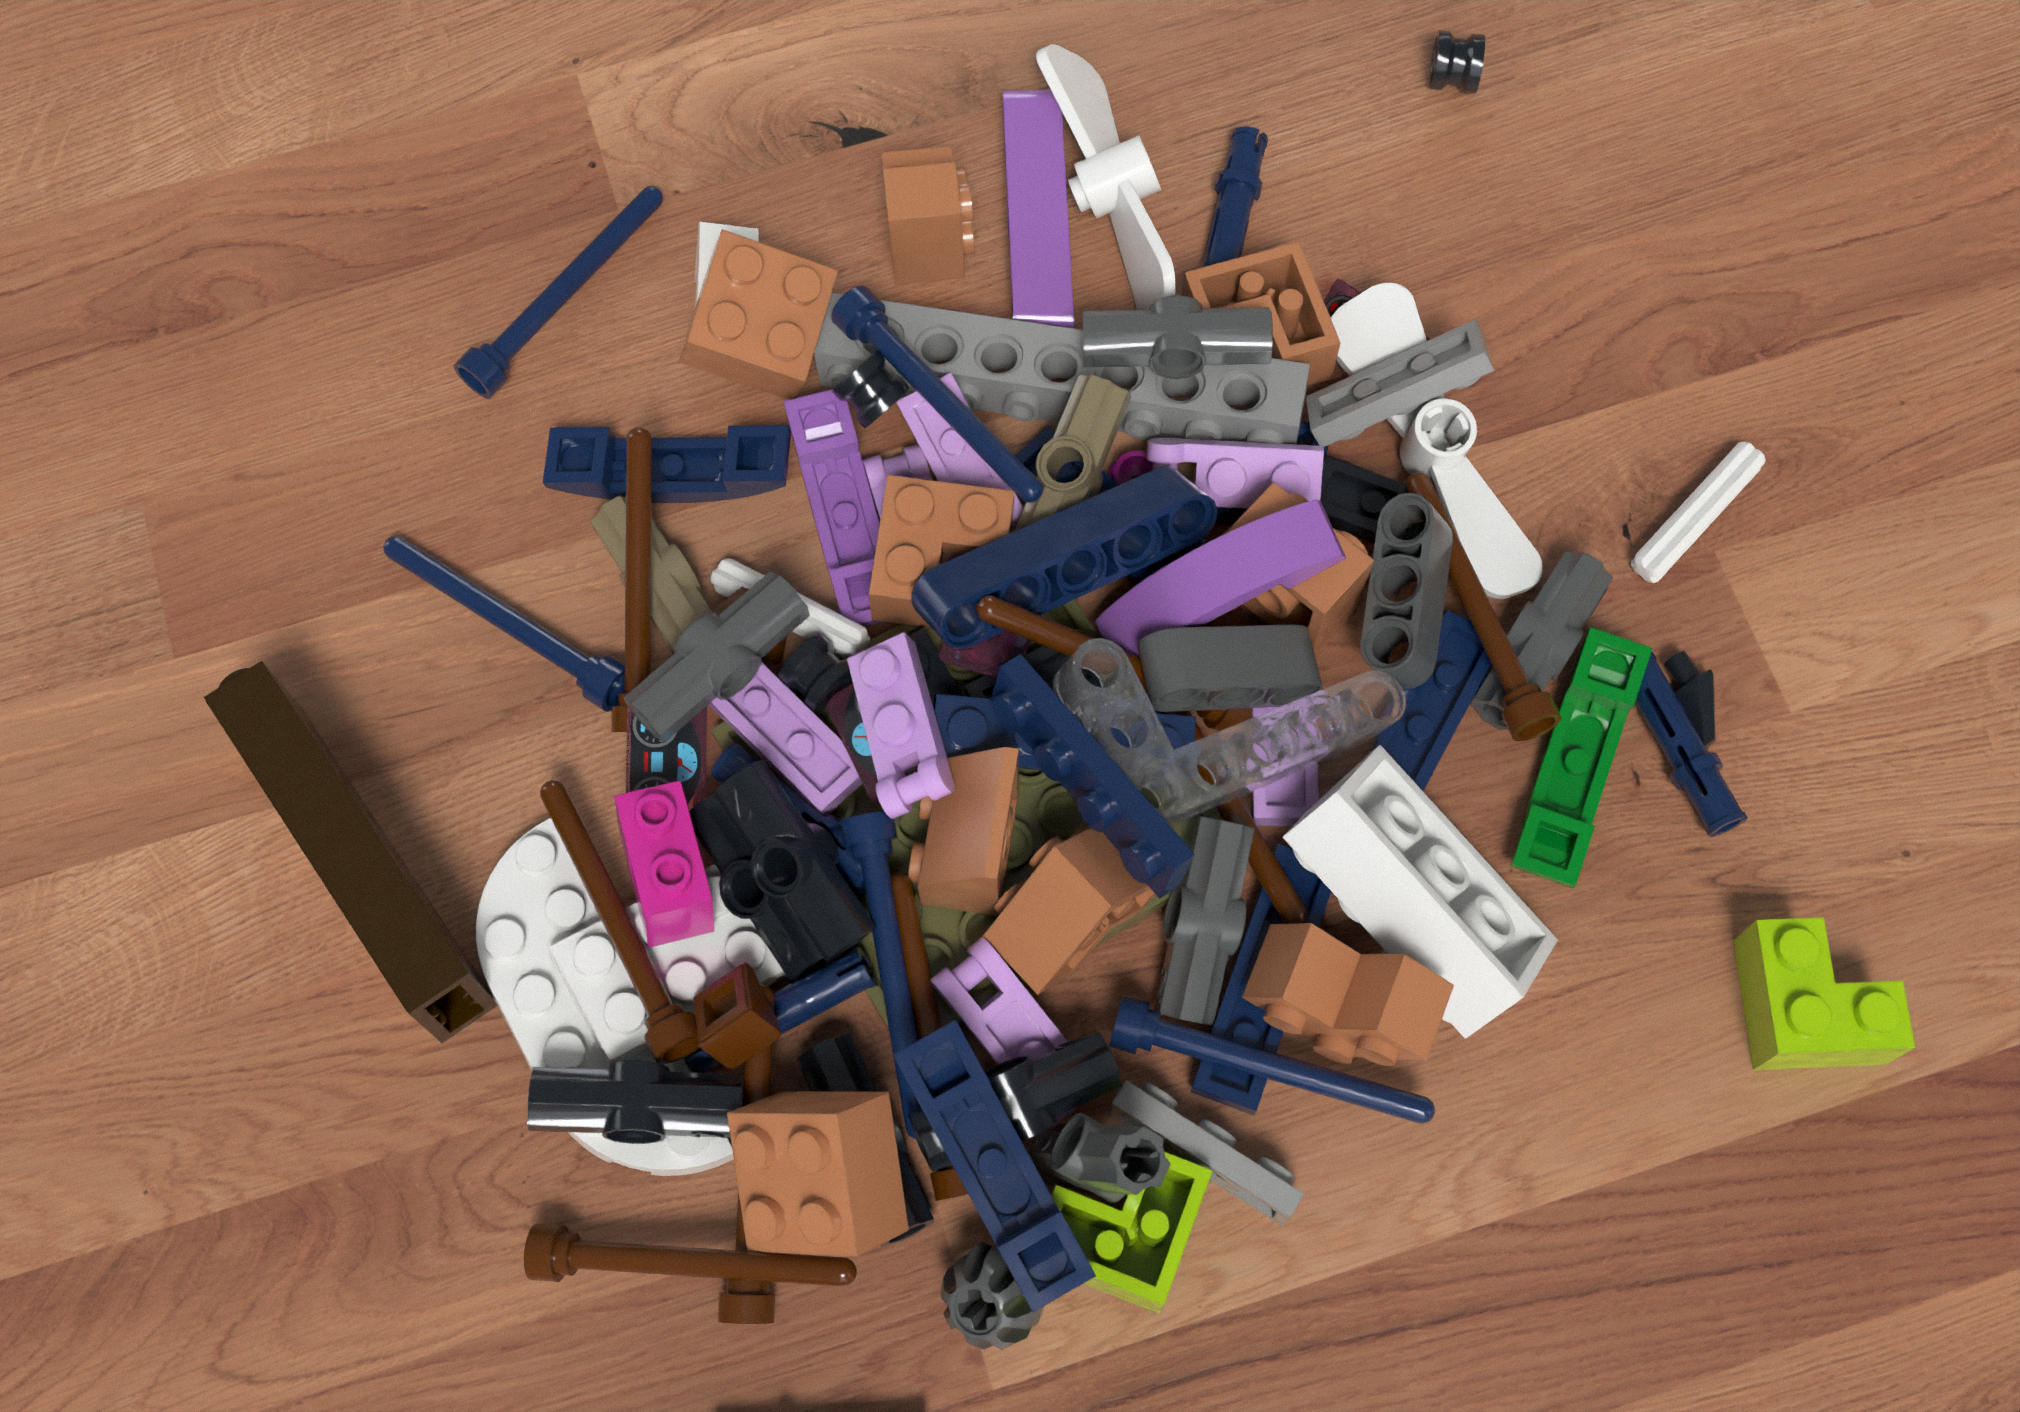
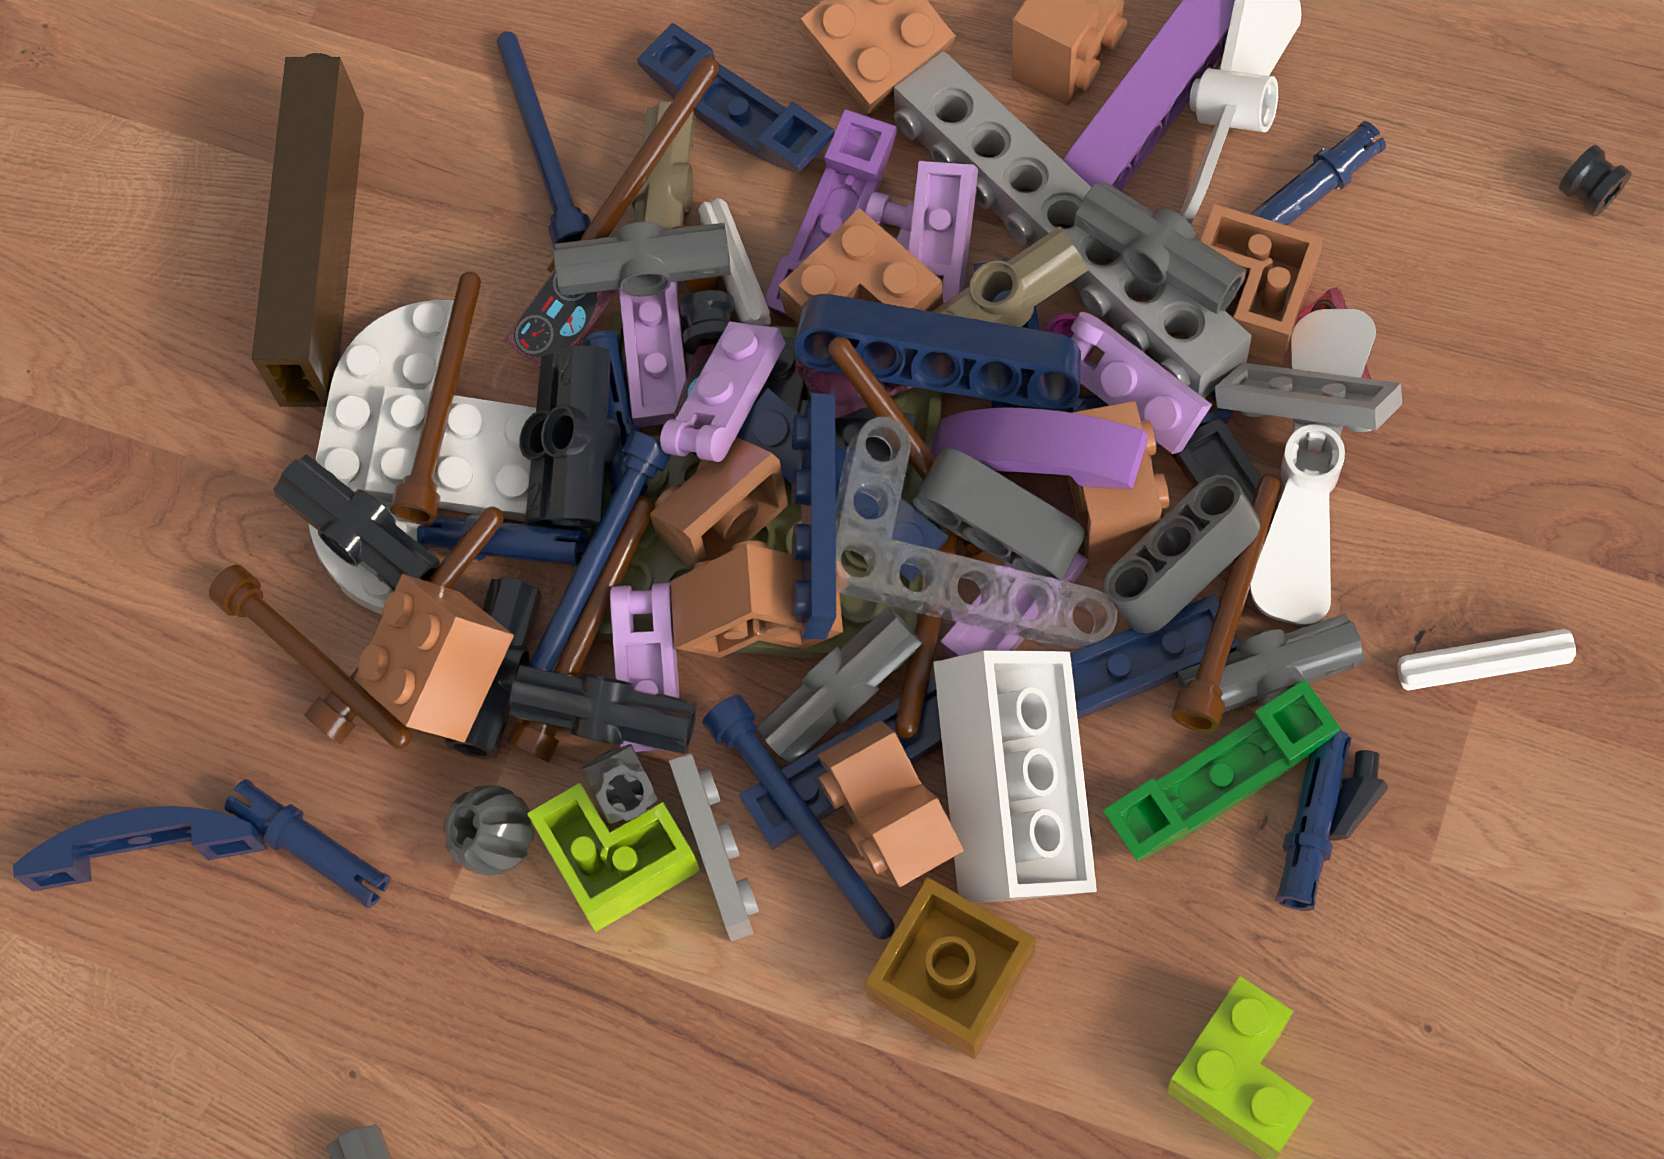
camera: 45 degrees right, 0 degrees up
(665, 863) = (496, 379): dark pink brick -> none
(735, 1018) = (461, 517): reddish brown slope -> none
(863, 318) = (943, 82): dark blue piece -> none
(871, 389) = (909, 139): black wheel -> none
(994, 1166) = (544, 733): dark blue slope -> none
(1511, 1100) = (950, 968): none -> pearl gold brick

